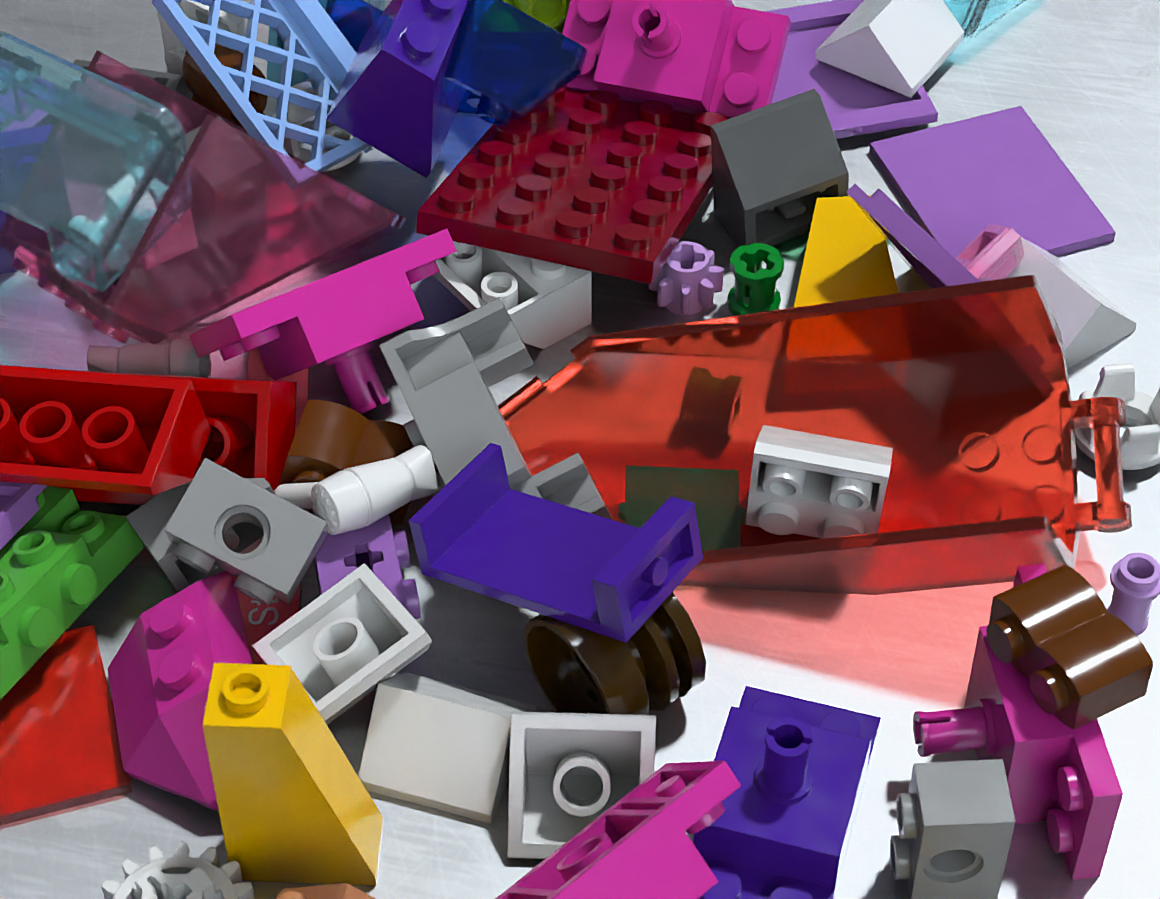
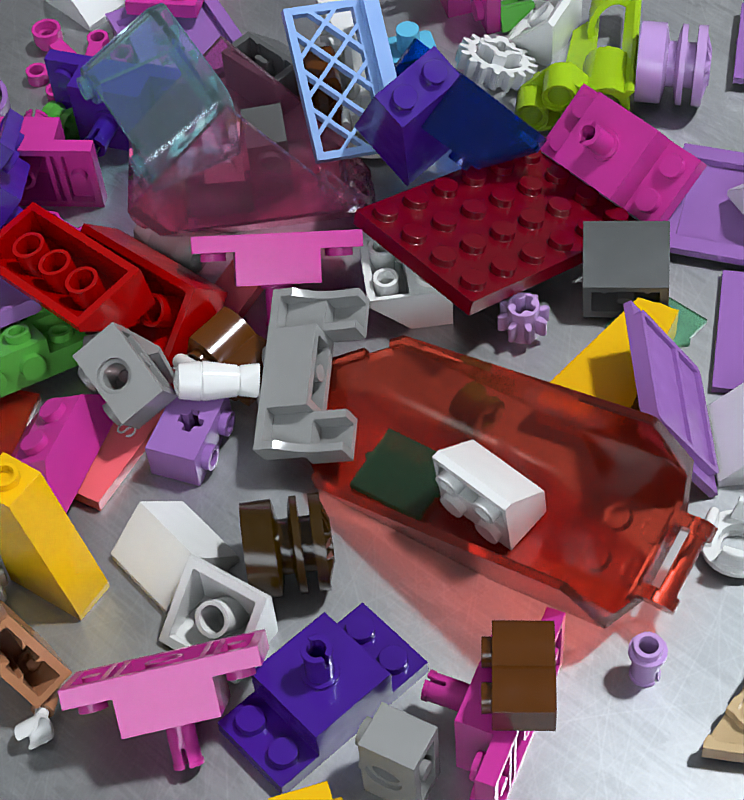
camera: 35 degrees right, 5 degrees up
(346, 642) = (137, 470): white slope -> none
(553, 554) = (274, 464): dark purple panel -> none
(755, 281) = (565, 336): green bush -> none
(993, 253) = (709, 389): bright pink slope -> none

